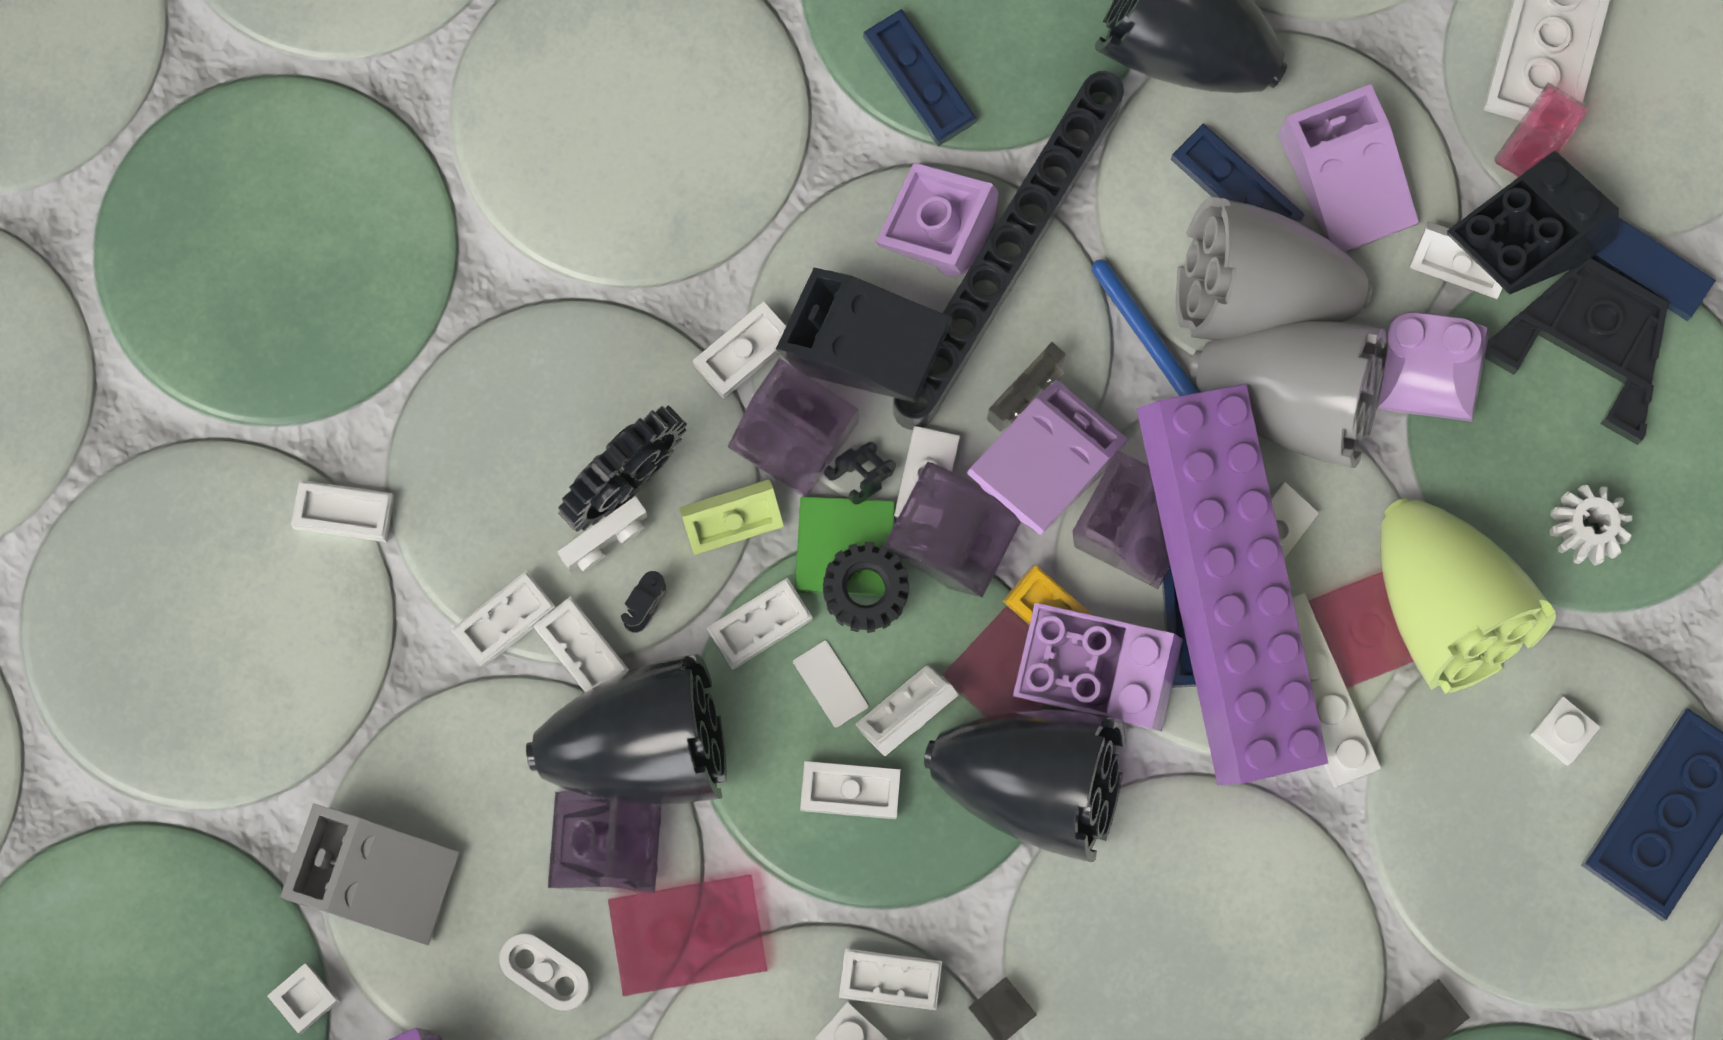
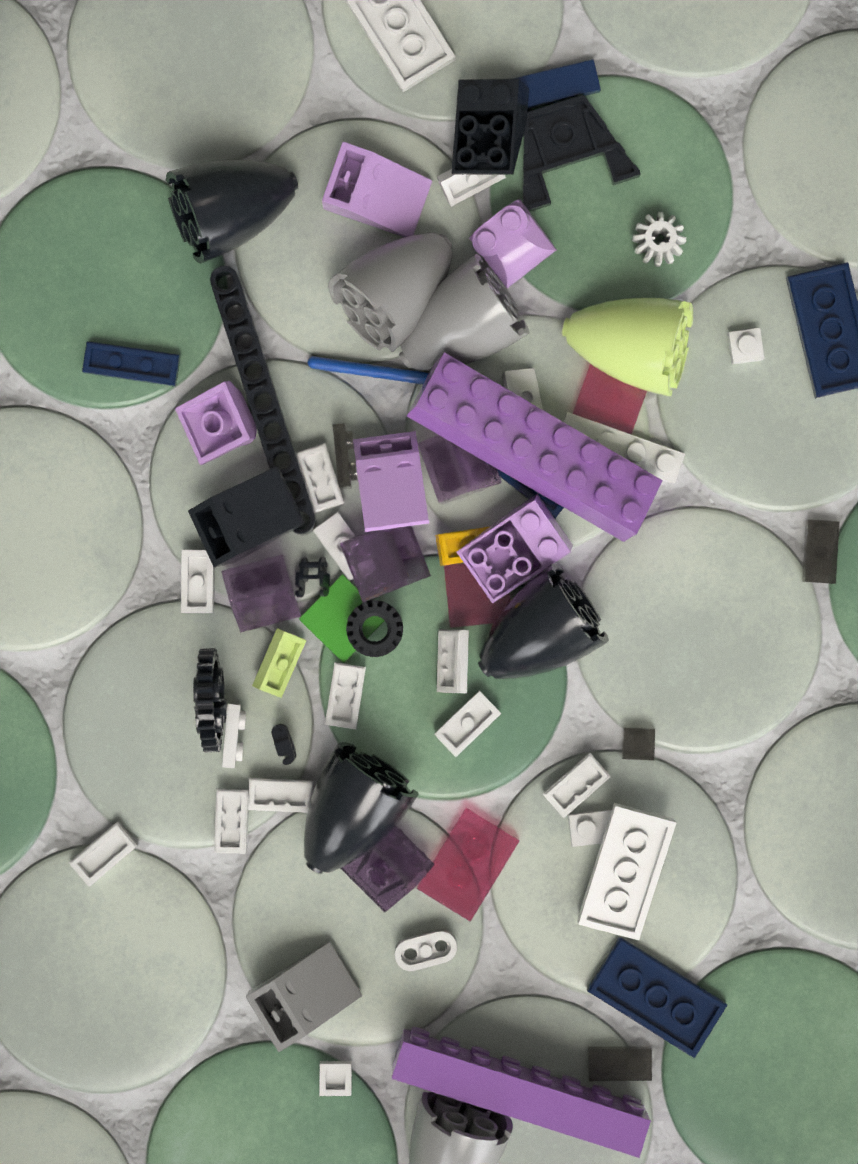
camera: 50 degrees left, 10 degrees up
(830, 684) = (405, 685): white sticker -> none
(979, 384) = (319, 478): none -> white plate
(1228, 175) = (326, 253): dark blue tile -> none
(1541, 130) = (442, 75): clear pink plate -> none

